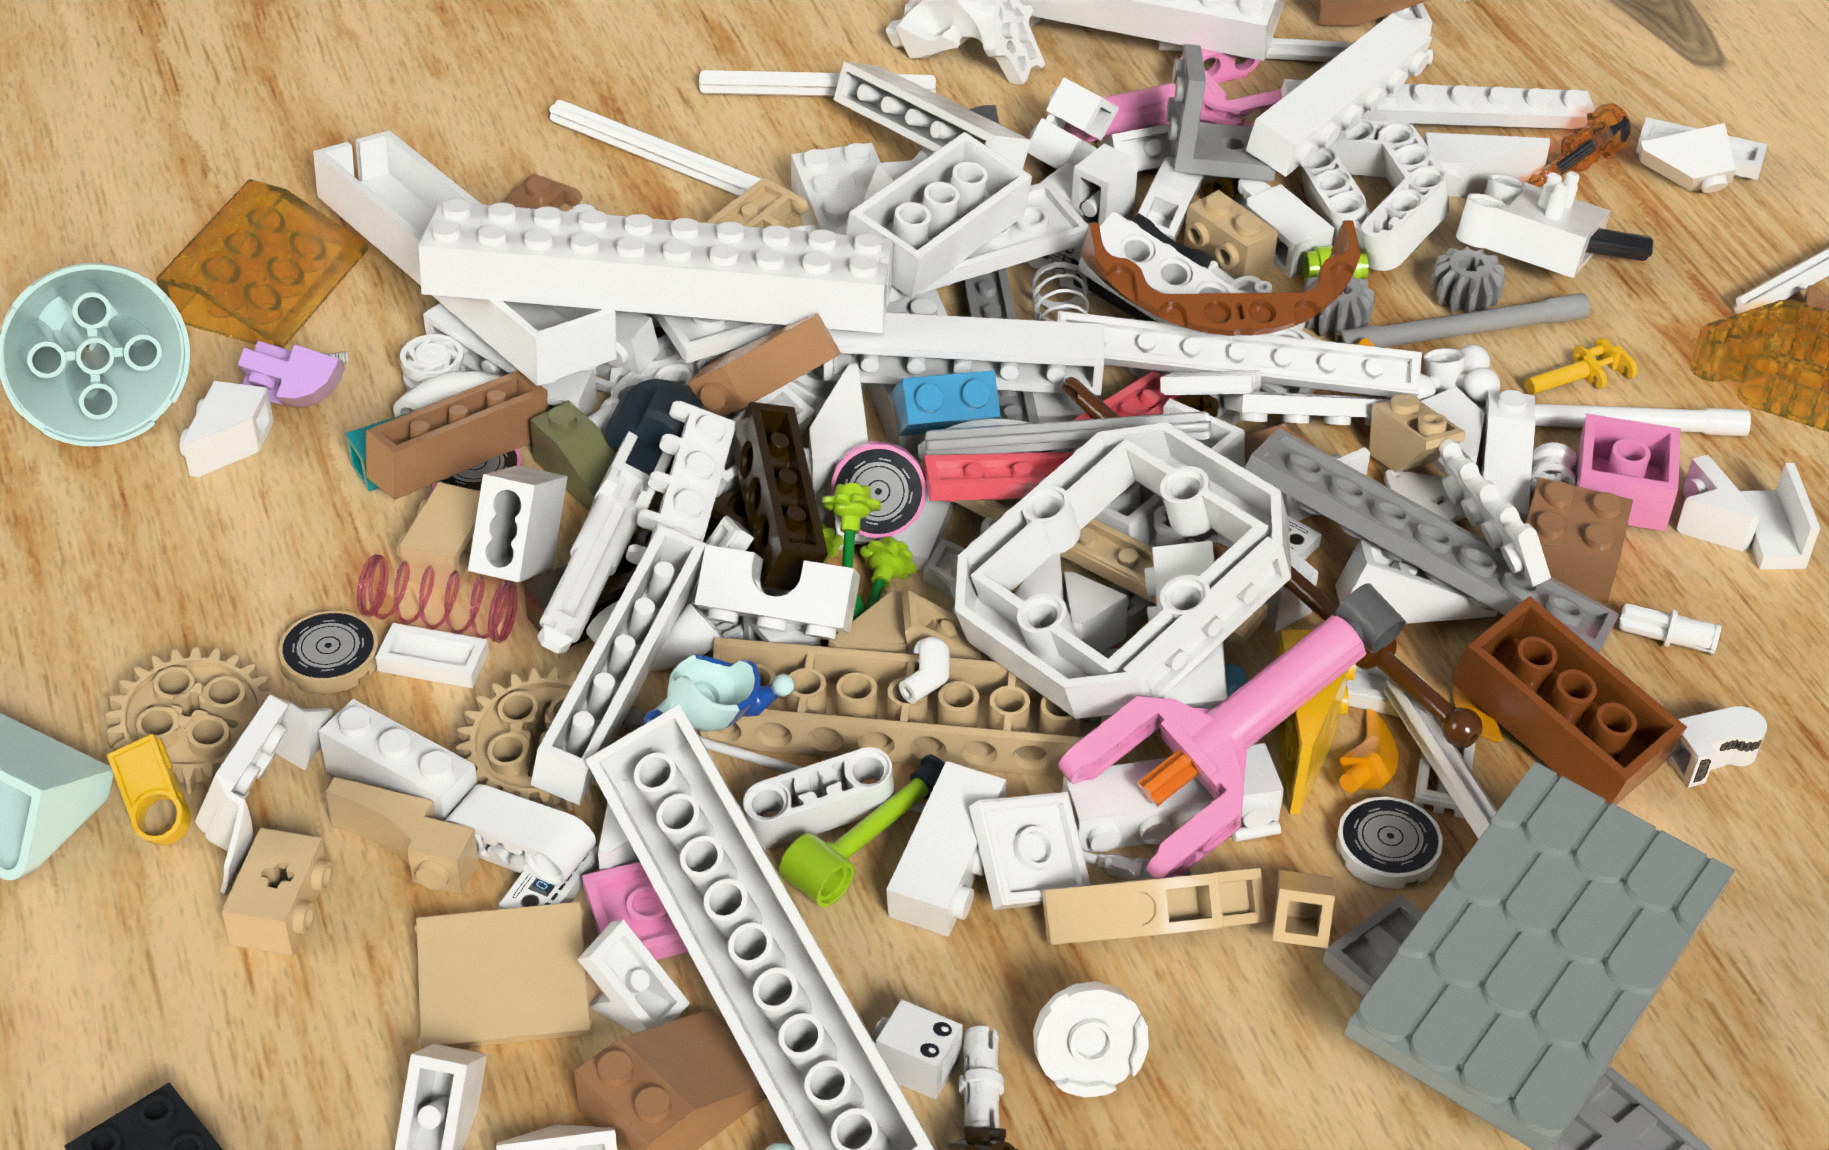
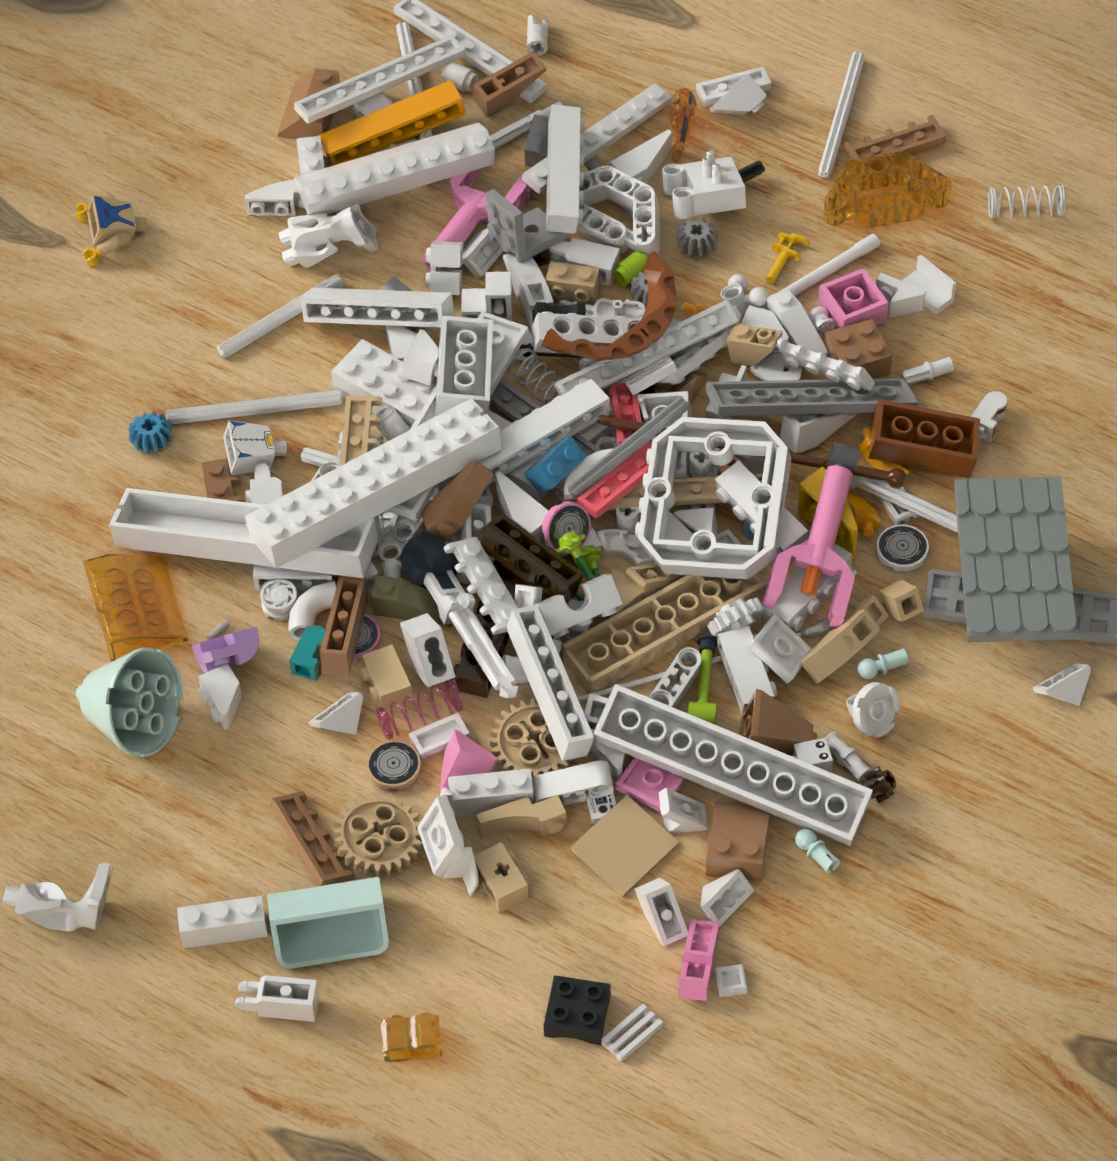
camera: 35 degrees left, 10 degrees up
(102, 662) = (309, 839): none -> medium nougat hinge
(143, 779) = (395, 872): yellow piece -> none
(338, 550) = (341, 715): none -> white slope
(423, 699) = (465, 758): none -> bright pink slope
(512, 110) = (150, 432): none -> dark azure gear
(605, 179) = (250, 445): none -> white torso
(719, 692) = (607, 669): light aqua piece -> none
(894, 952) = (774, 724): none -> medium nougat slope
(932, 672) = (665, 590): white arm -> none
(1008, 755) = (735, 616): none -> white gear
(1154, 978) = (869, 668): none -> light aqua pin
(1548, 311) = (744, 230): light grey piece -> none

